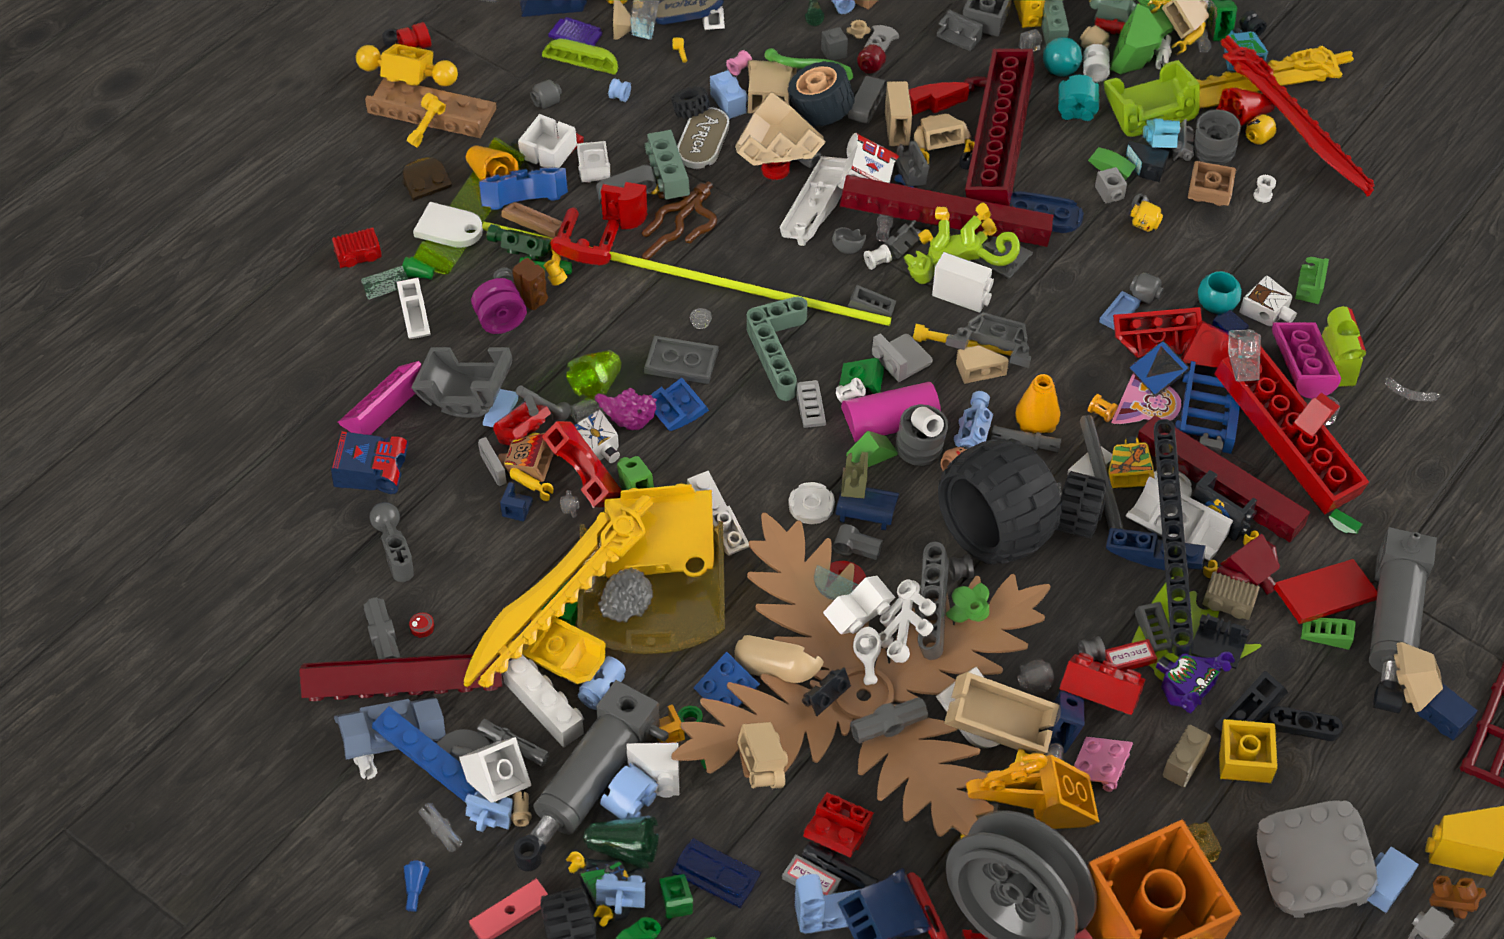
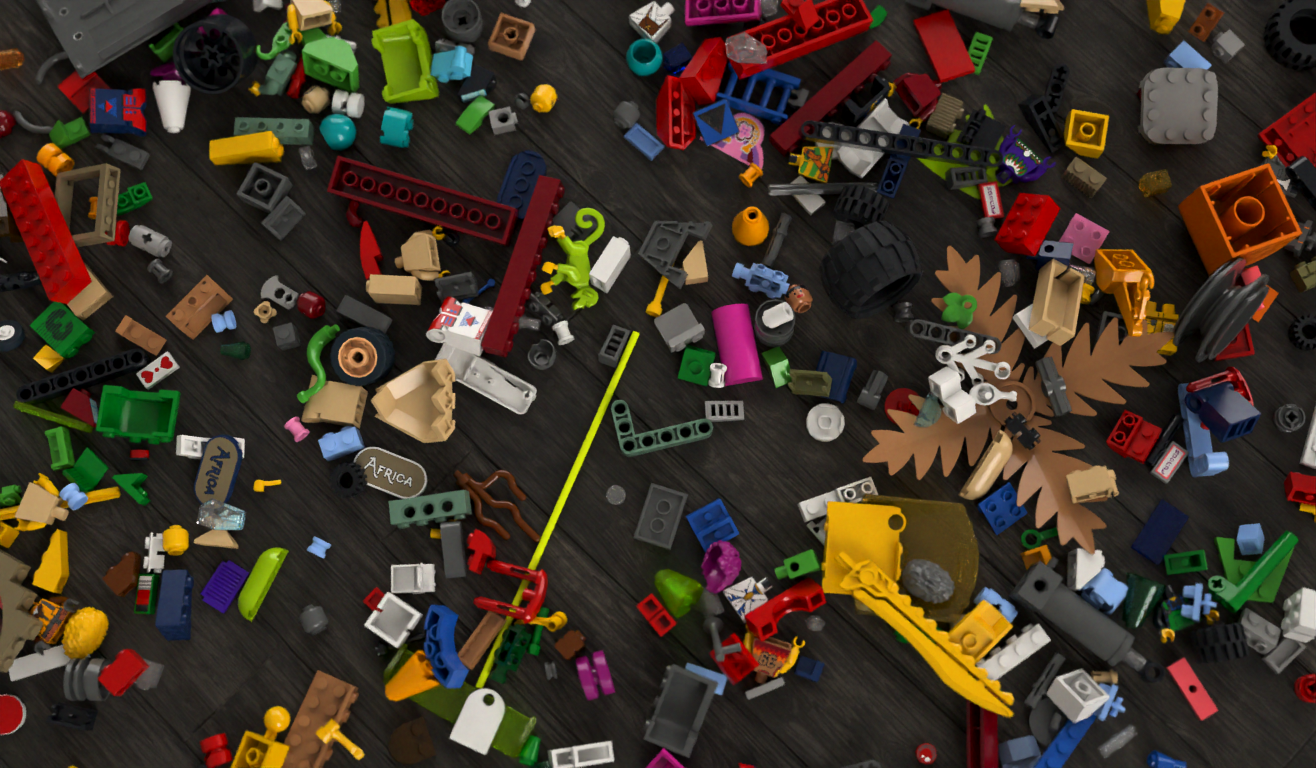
camera: 80 degrees left, 25 degrees up
(565, 344) = (656, 615): none -> red hips

